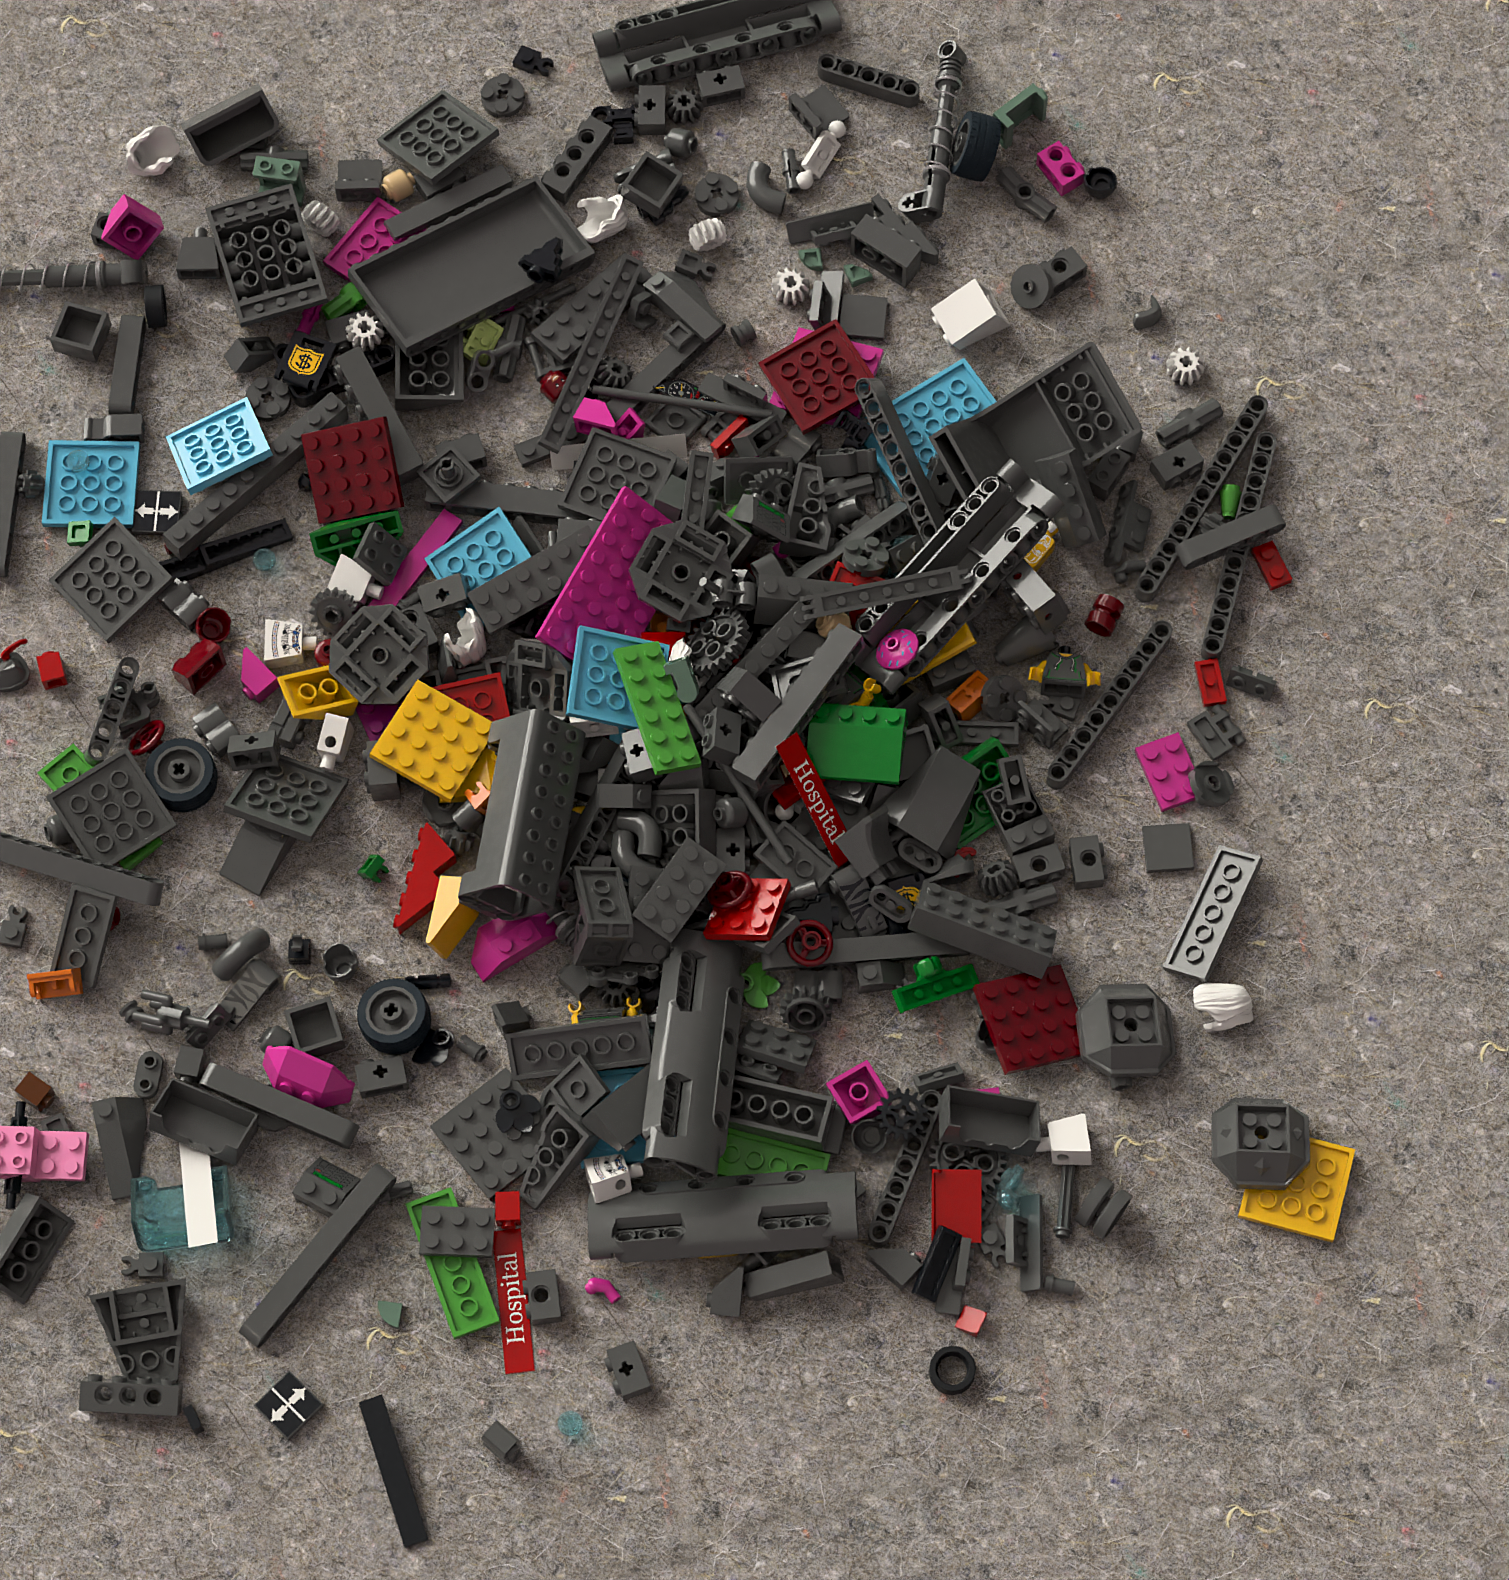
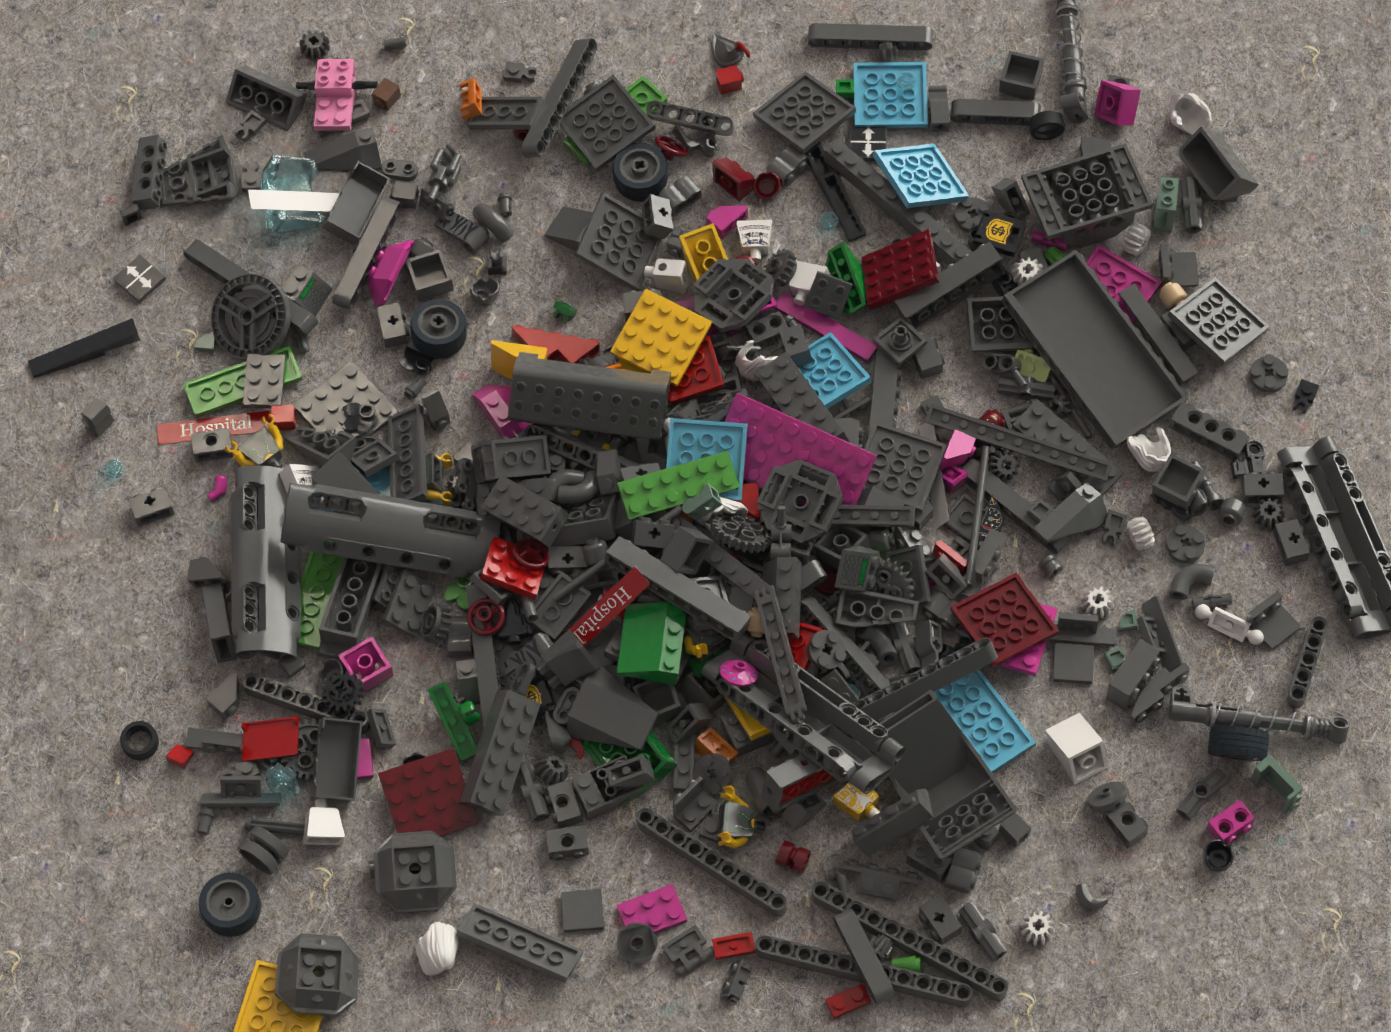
camera: 90 degrees right, 5 degrees down
(64, 1266) = (250, 124): none -> dark grey plate
(349, 1244) = (247, 302): none -> dark grey piece
(430, 981) = (471, 355): black axle -> none
(544, 262) = (1099, 401): black rock -> none
(553, 1233) = (260, 449): none -> torso
(936, 1263) = (223, 725): black plate -> none
(1169, 1265) = (229, 904): none -> wheel

